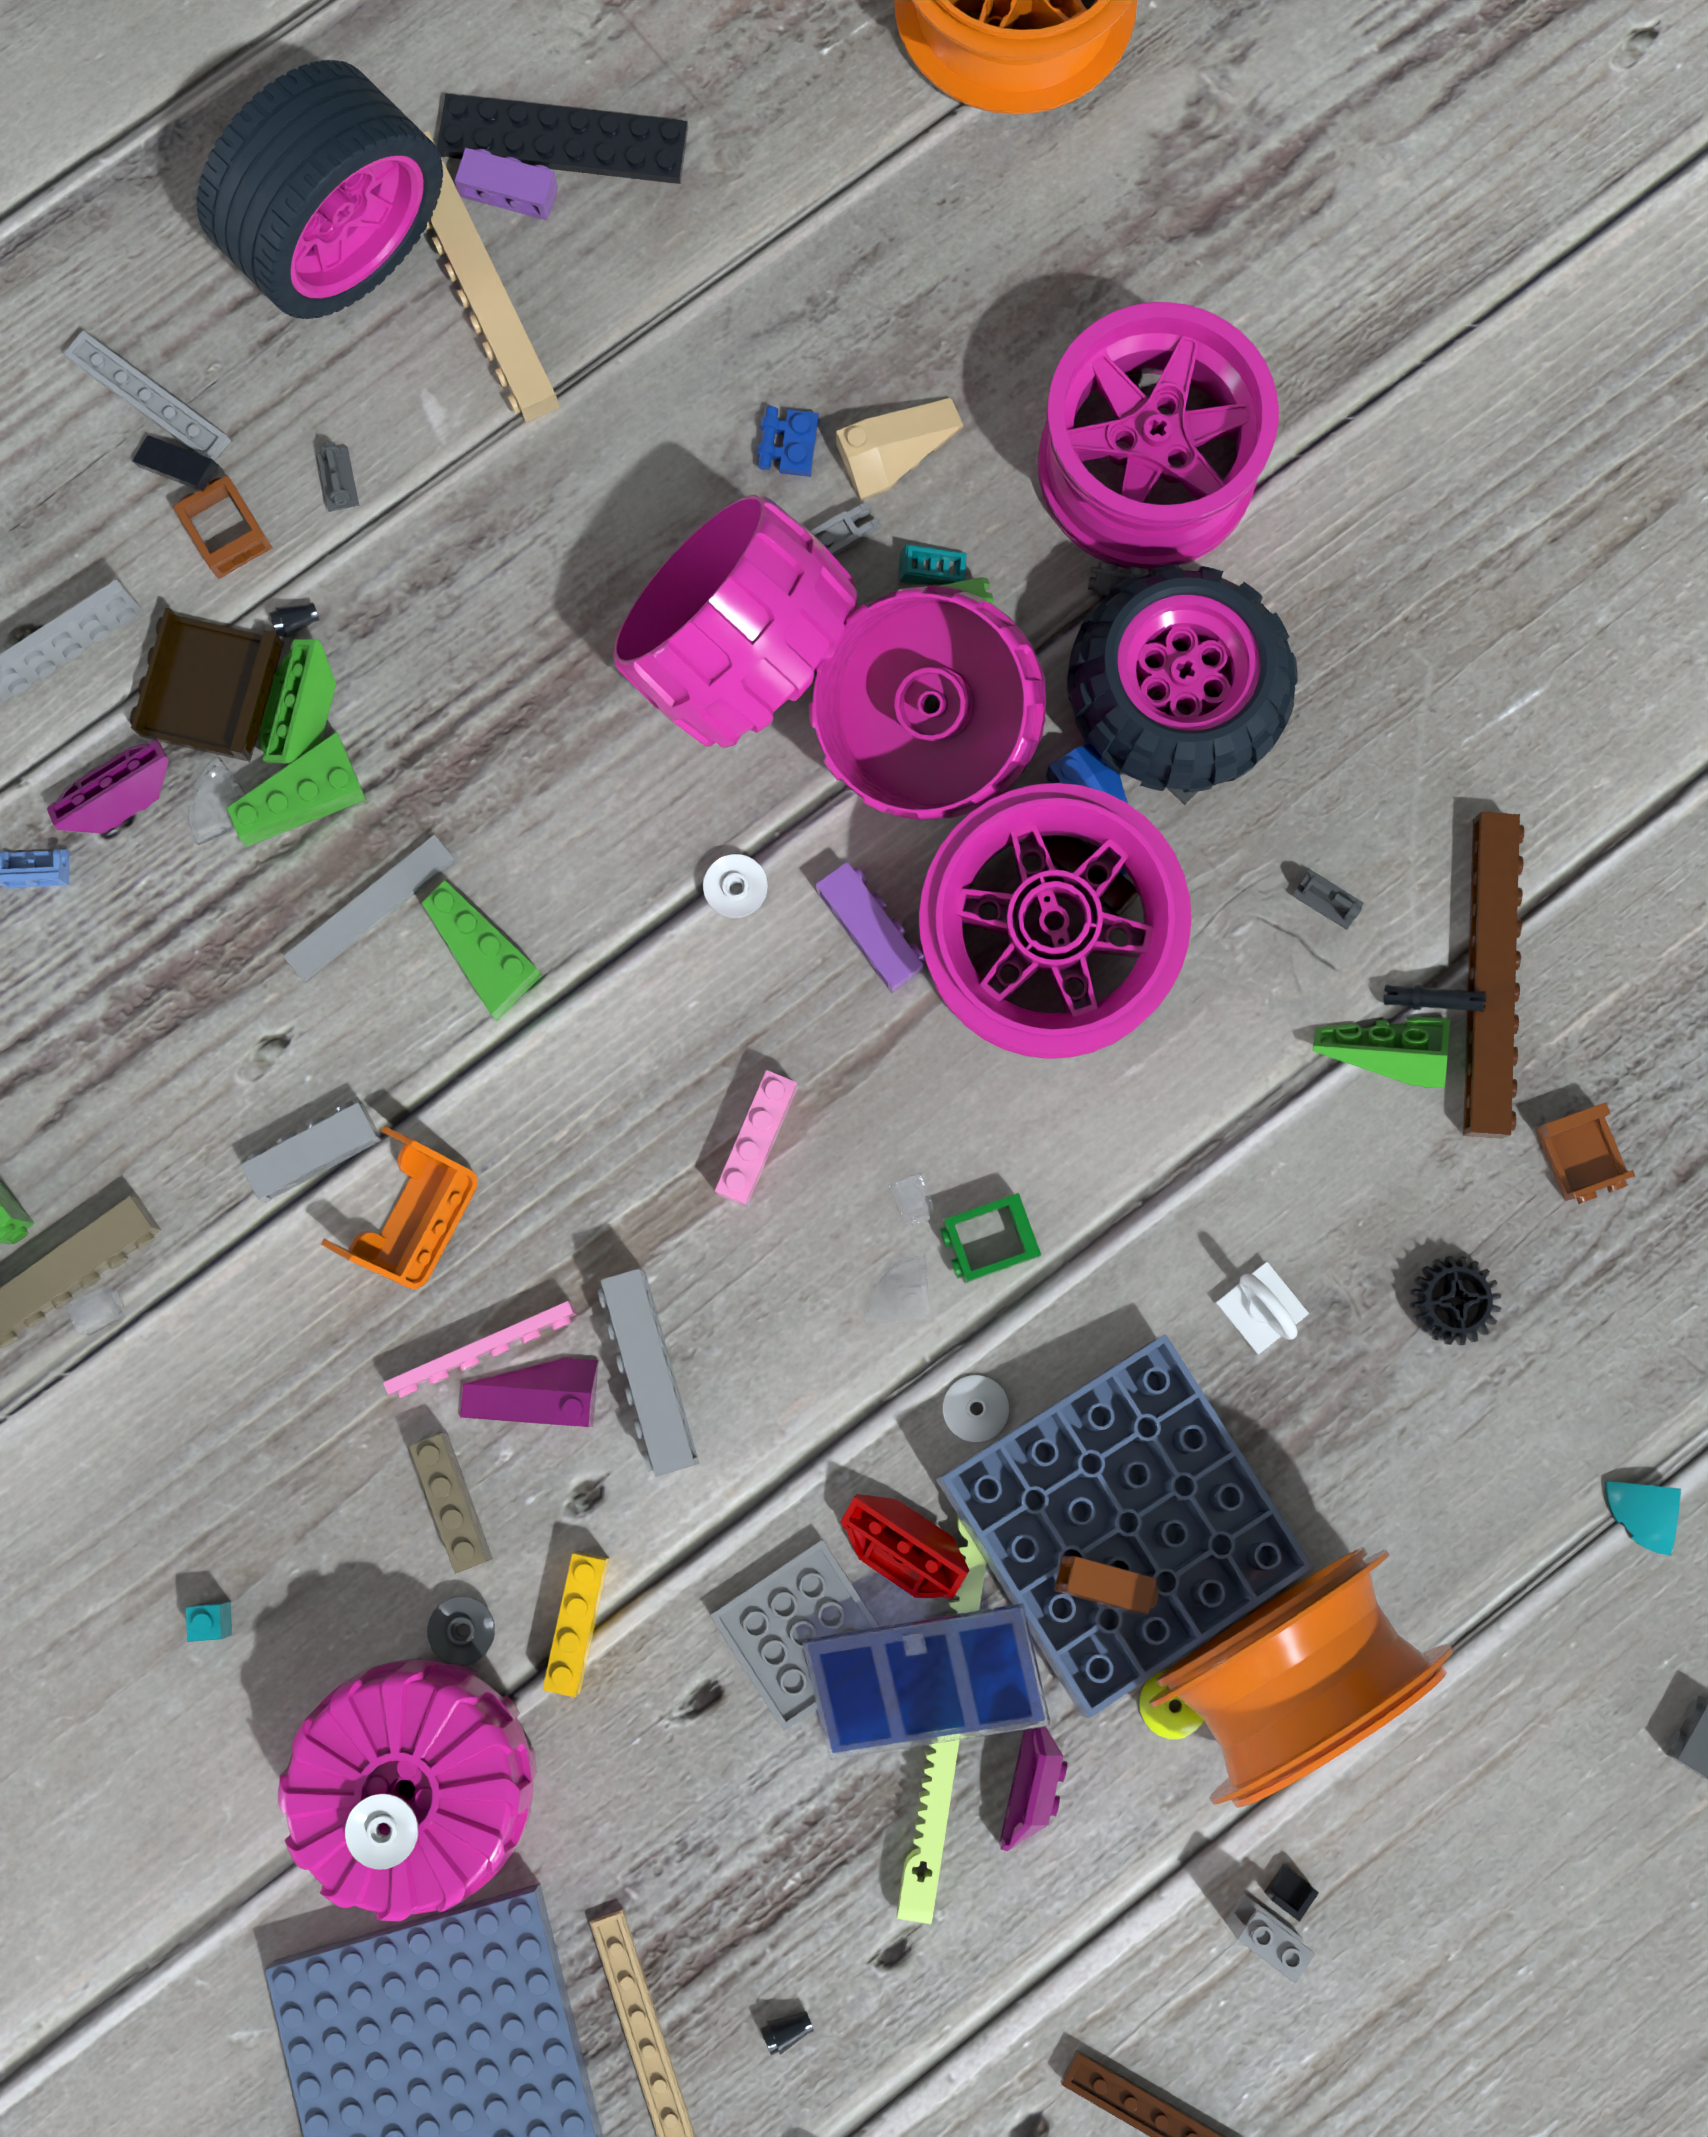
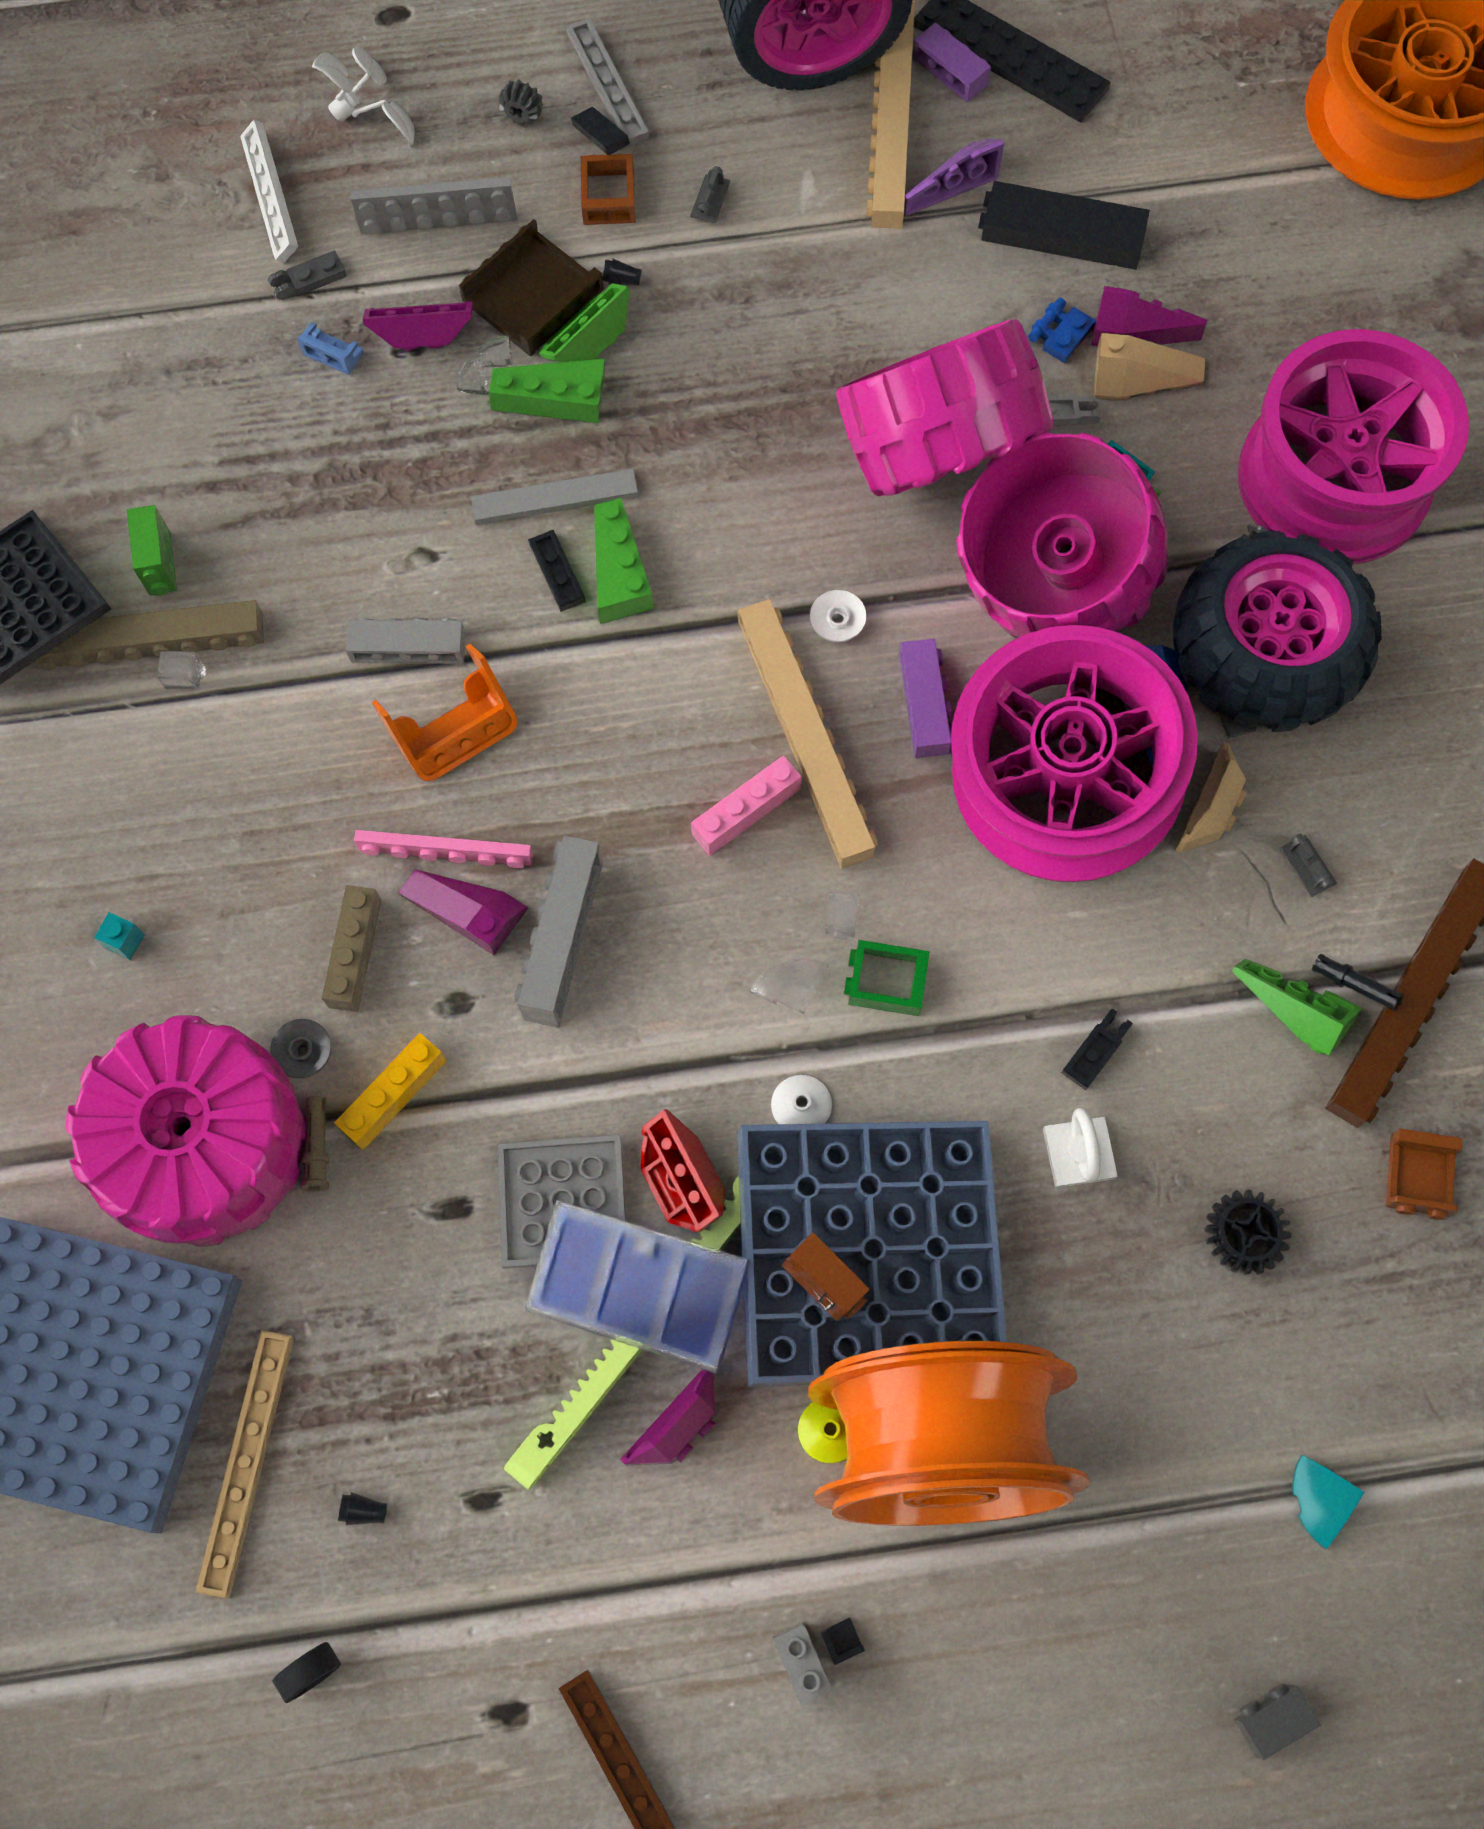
camera: 30 degrees right, 10 degrees down
(68, 474) = (520, 102): none -> dark grey gear
(366, 1841) = (133, 1123): white dish -> none
(419, 988) = (556, 570): none -> black tile
(541, 1729) = (315, 1156): none -> dark tan pin
(593, 305) = (964, 171): none -> medium lavender wedge
(728, 319) = (1064, 224): none -> black brick
(772, 1028) = (806, 733): none -> tan brick
(852, 398) = (1127, 314): none -> magenta wedge
(1208, 881) = (1215, 802): none -> tan wedge
(1225, 1201) = (1095, 1052): none -> black hinge

